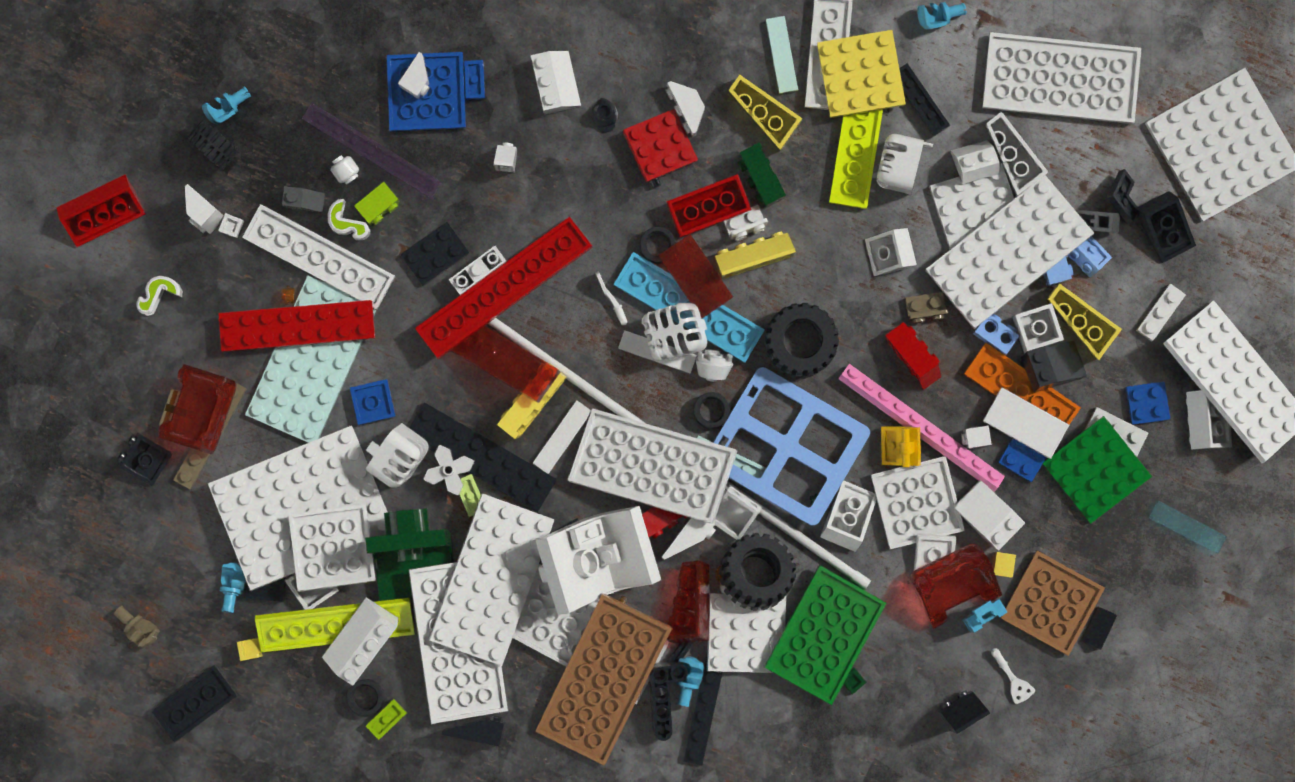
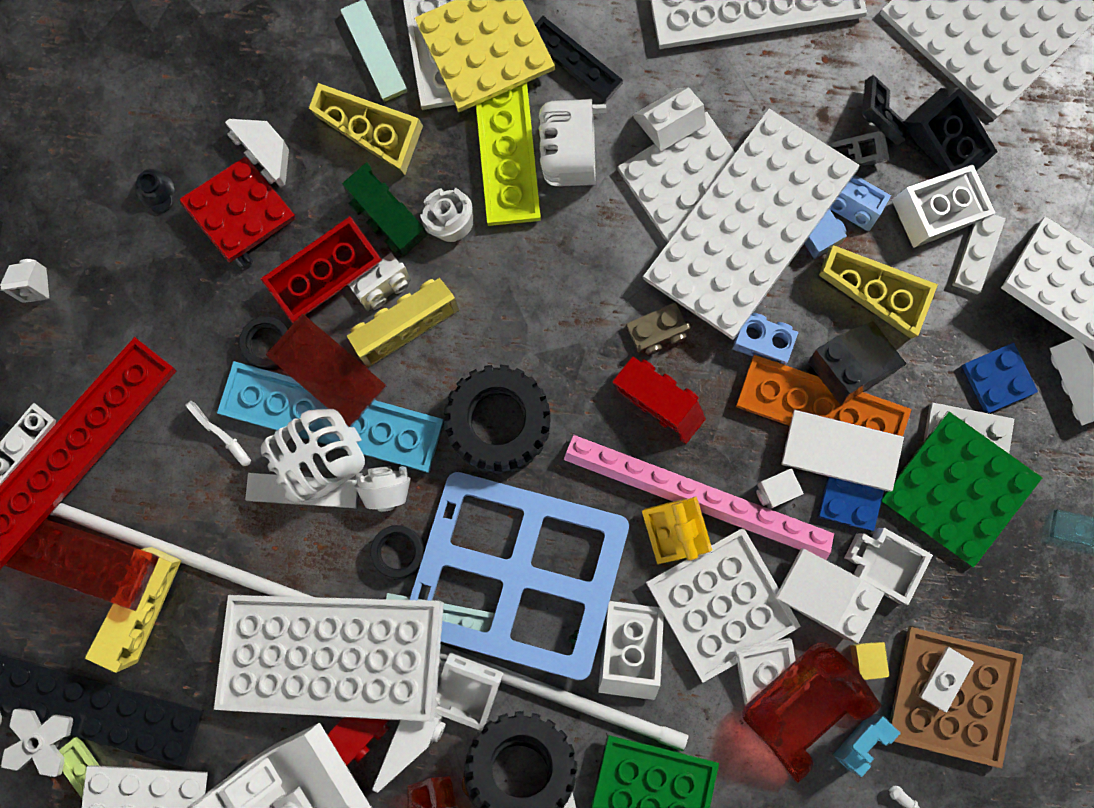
camera: 10 degrees left, 5 degrees down
(555, 81) = (74, 162): white slope -> none
(562, 437) = (195, 648): white tile -> none
(804, 189) = (447, 214): none -> white cone
(890, 251) = (589, 267): white slope -> none
(1017, 158) = (726, 97): white wedge -> none
(1035, 505) = (889, 563): none -> white piece
(1038, 328) = (820, 314): white brick -> none
(1049, 589) = (946, 679): none -> white plate
(1099, 628) = (1032, 715): black slope -> none
(1145, 274) = (942, 205): none -> white slope

